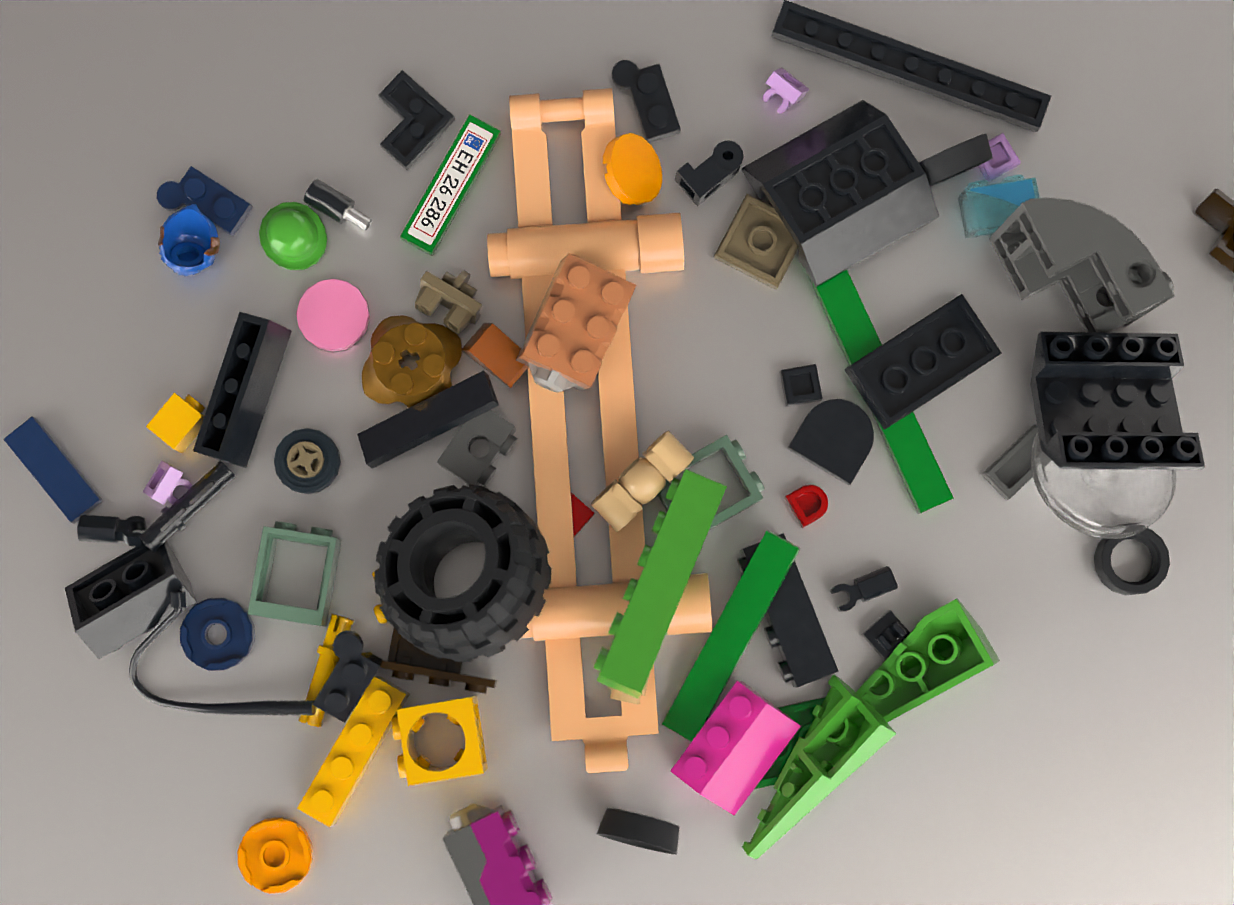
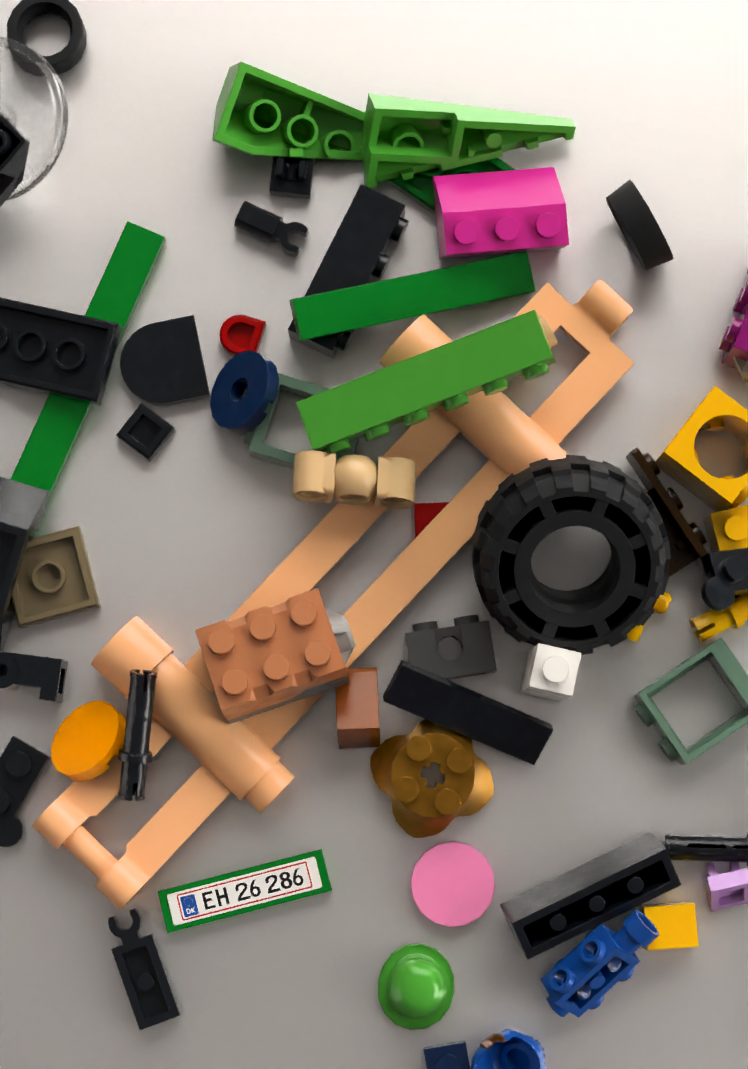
camera: 125 degrees left, 0 degrees up
(196, 352) = (595, 963): none -> blue brick
(301, 449) = (609, 791): black wheel -> none
(334, 204) = (355, 974): black piece -> none
(397, 485) = (550, 673): none -> white brick
(422, 119) = (206, 974): black tile -> none
(454, 295) = (344, 774): dark tan hips -> none
(458, 78) = (143, 974): none -> black plate
(595, 186) = (136, 751): none -> black pin
(783, 475) = (226, 401): none -> dark blue tile
(1013, 467) = (53, 197): dark grey tile -> none

